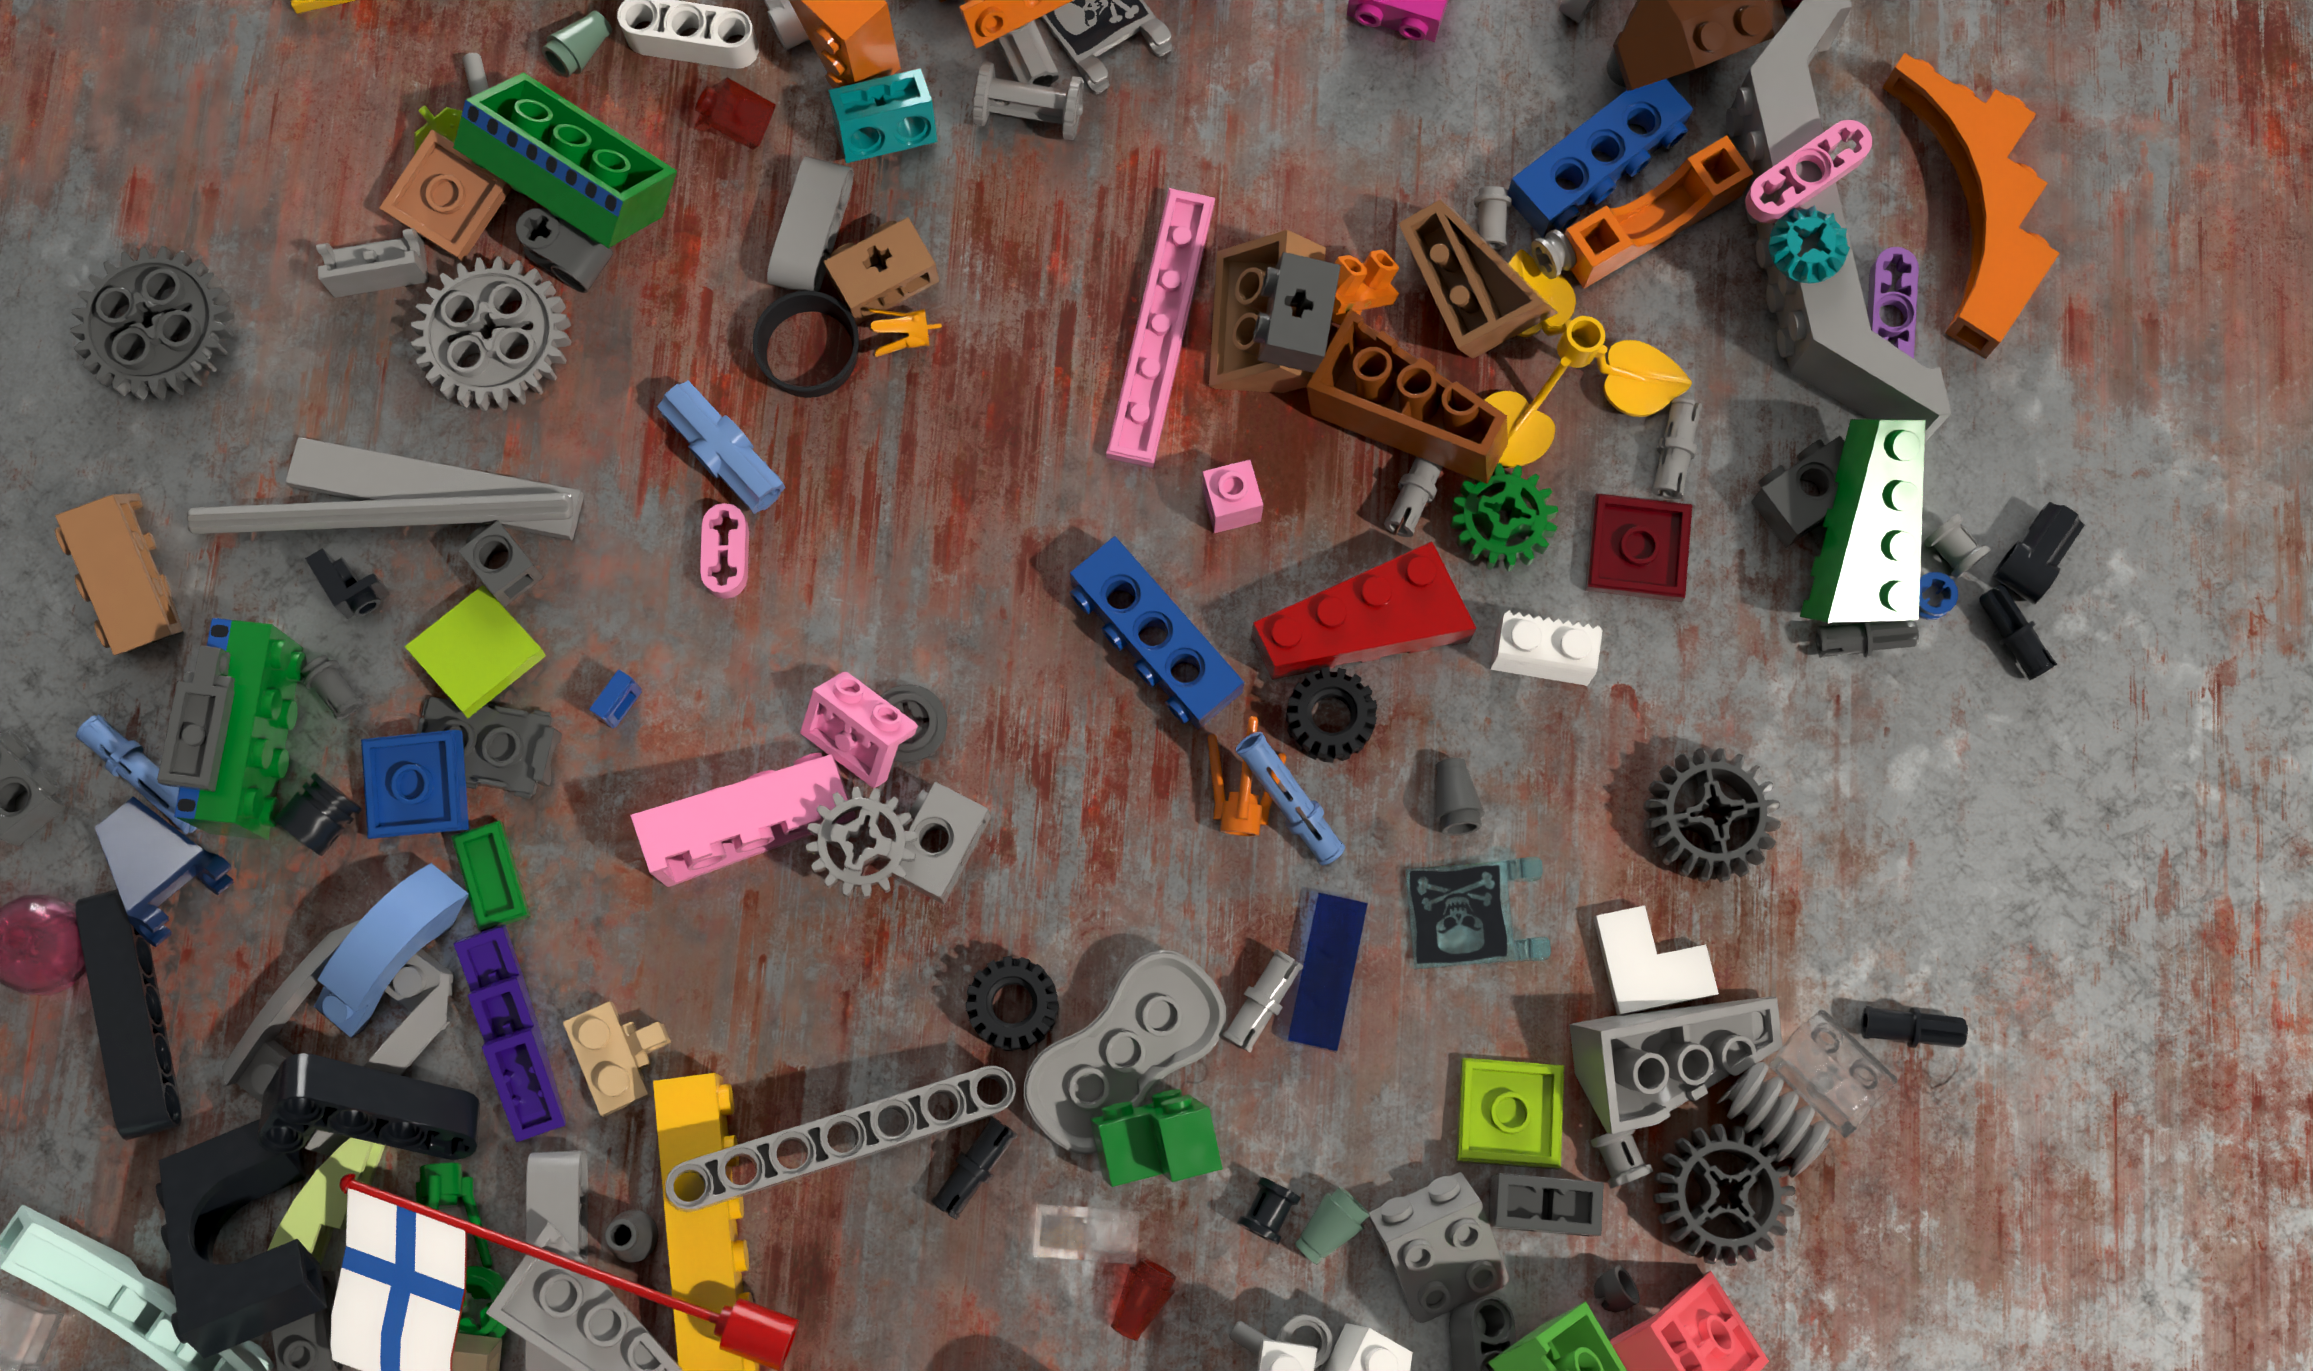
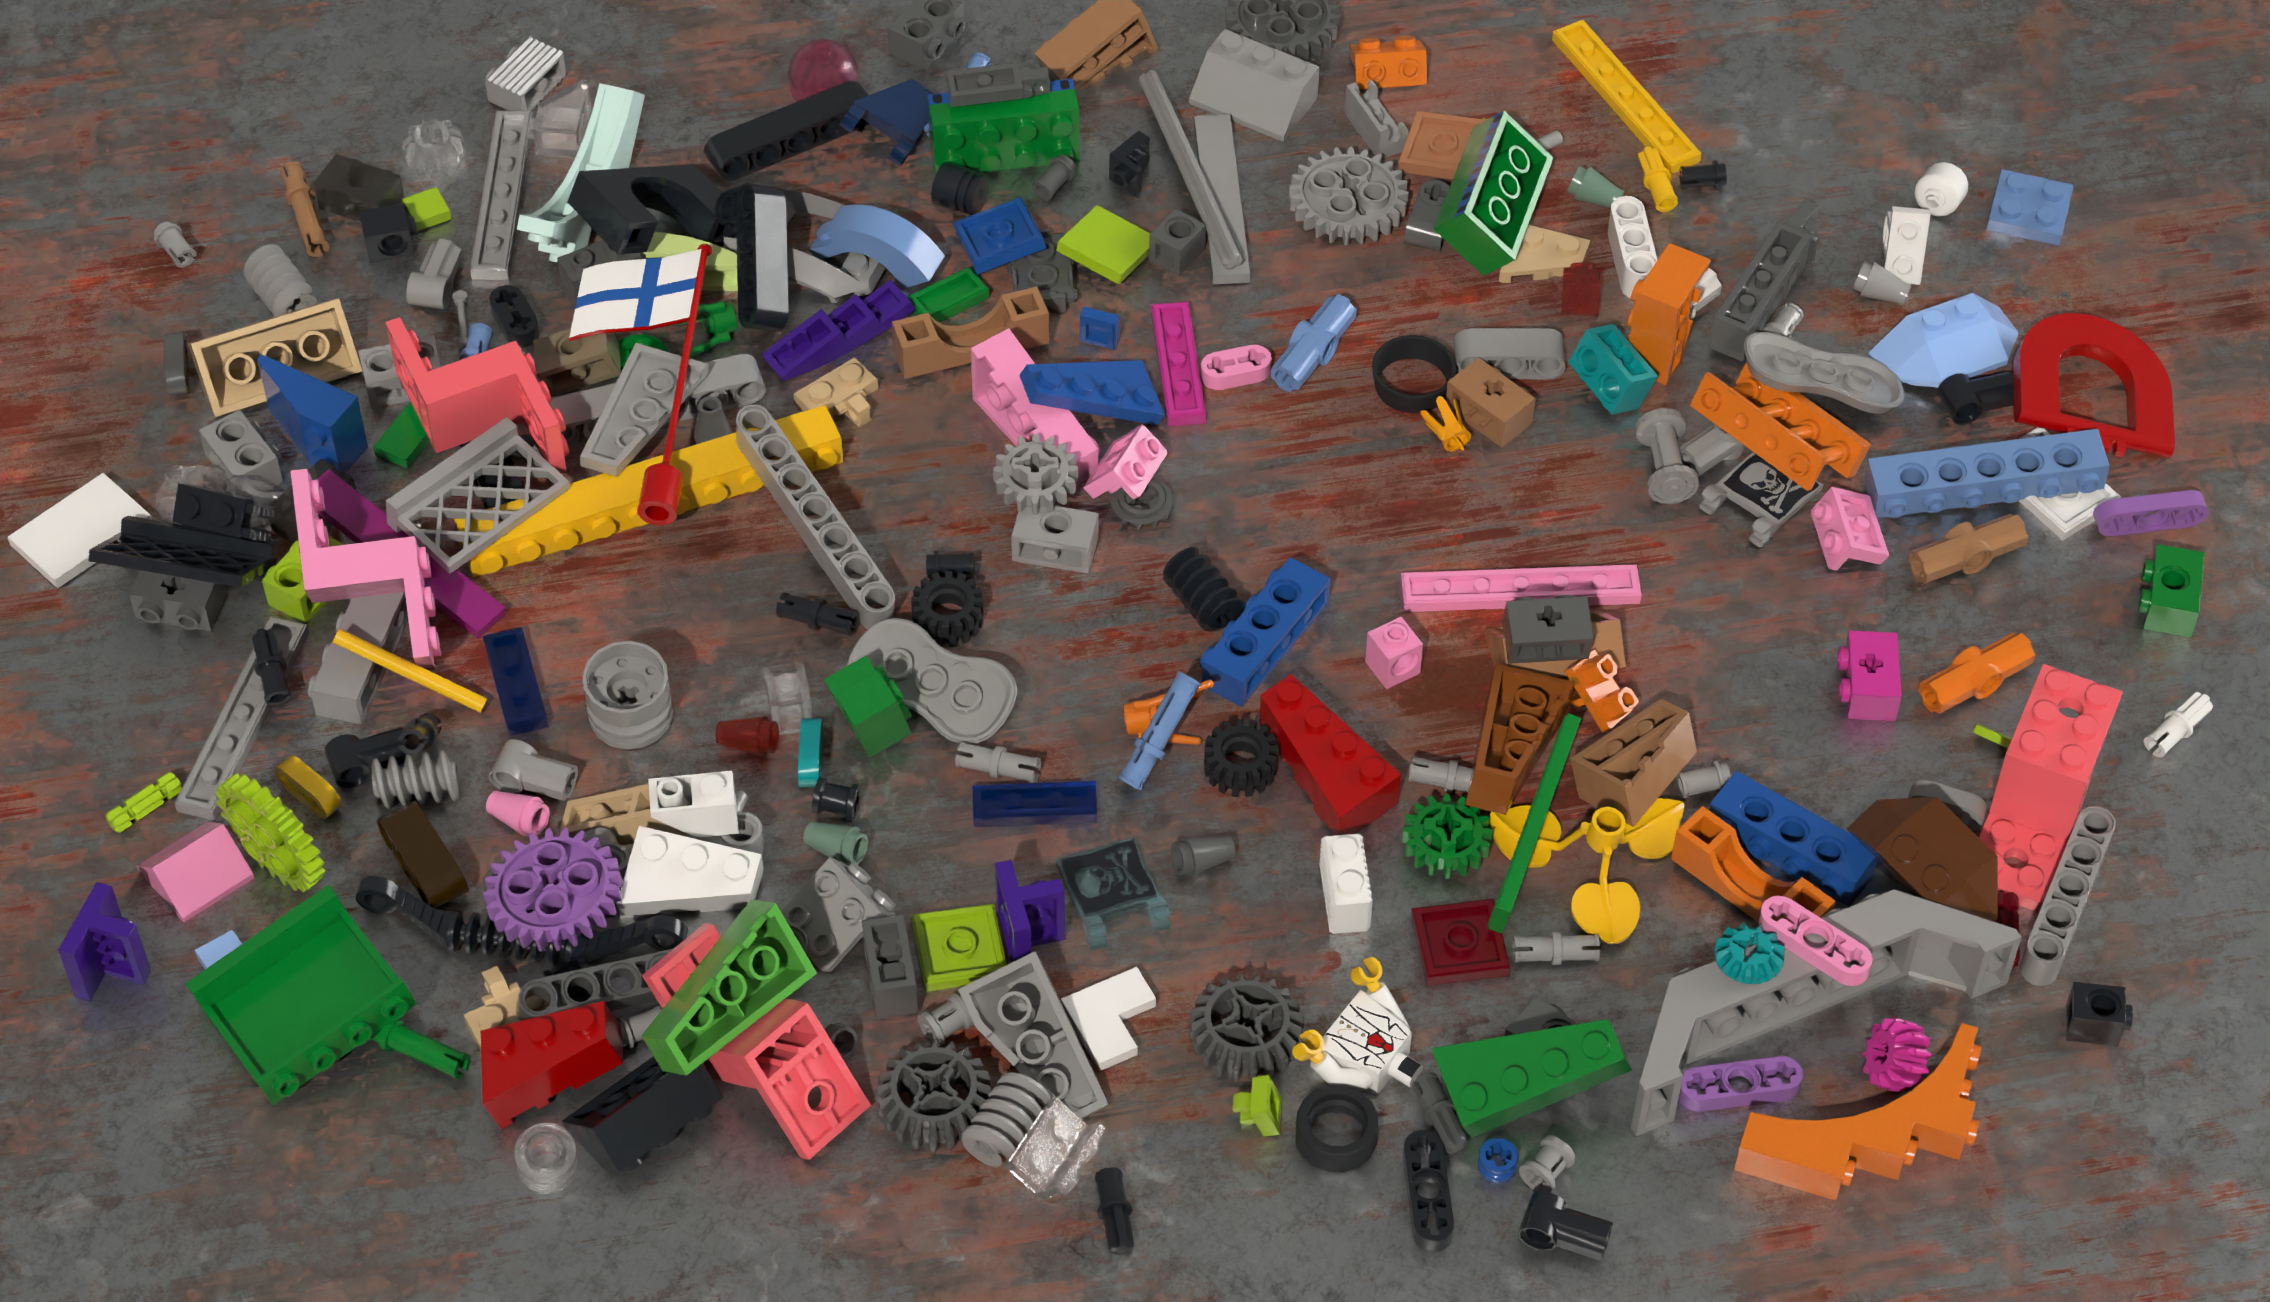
camera: 75 degrees right, 25 degrees down
(262, 392) = (1255, 85): none -> light grey slope
(274, 216) = (1389, 63): none -> orange bracket
(584, 896) = (929, 346): none -> medium nougat arch
(663, 127) = (1545, 254): none -> tan wing
(693, 619) = (1178, 364): none -> dark pink tile
(736, 731) = (1096, 388): none -> blue wing
(943, 983) = (950, 562): none -> black pin
(1080, 687) = (1202, 589): none -> black piece
(1191, 1226) = (810, 751): none -> teal beam
(1520, 1035) = (1028, 913): none -> dark purple bracket
(1534, 418) = (1533, 823): none -> green tile
(1553, 254) = (1681, 814): light grey bush -> none
(1766, 692) = (1365, 1042): none -> white torso
(1819, 829) = (1260, 1106): none -> lime tile
(1885, 724) = (1341, 1100): none -> black tyre
(1913, 145) = (1896, 1054): none -> dark pink gear
(1988, 700) = (1420, 1206): none -> black beam
(2017, 632) = (1487, 1225): black axle -> none

